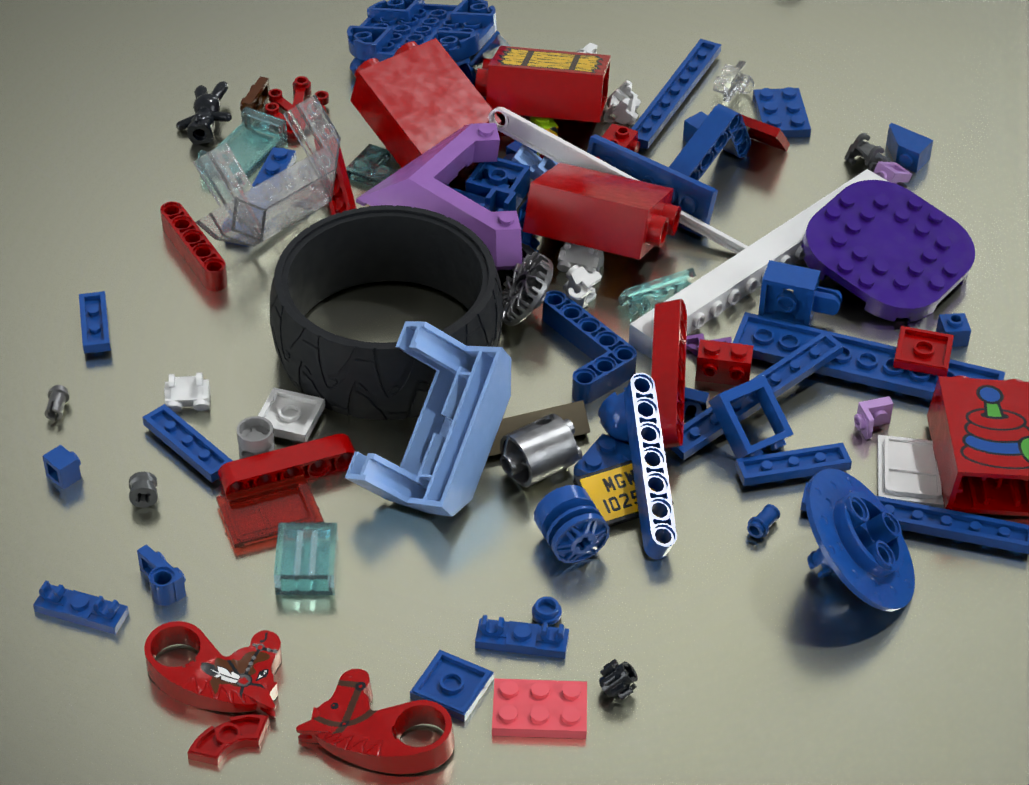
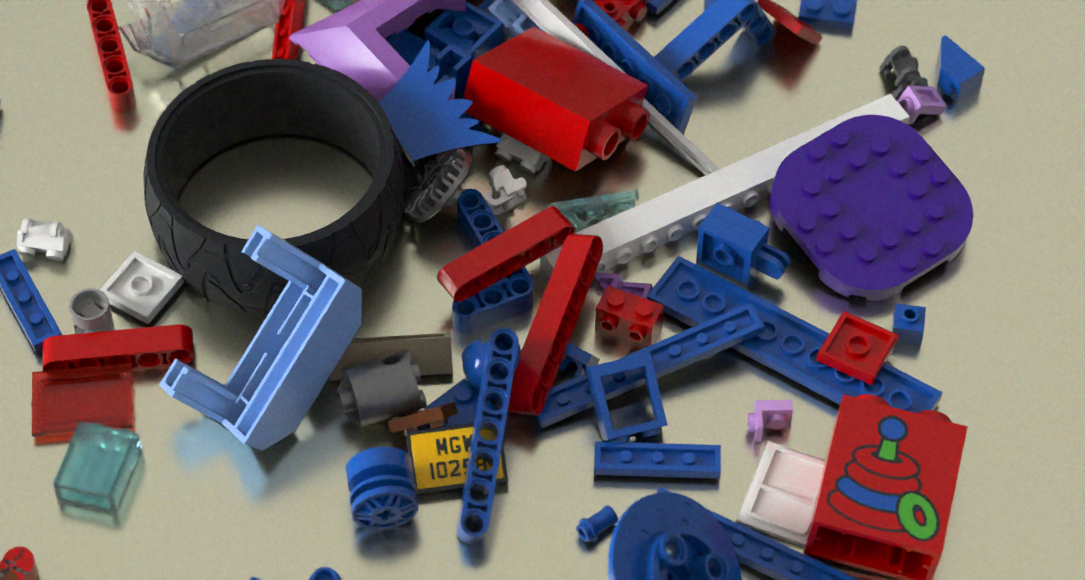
camera: 15 degrees right, 10 degrees up
(505, 235) = (425, 117): none -> blue piece
(594, 461) = (435, 416): none -> reddish brown plate
(605, 329) = (505, 254): none -> red beam

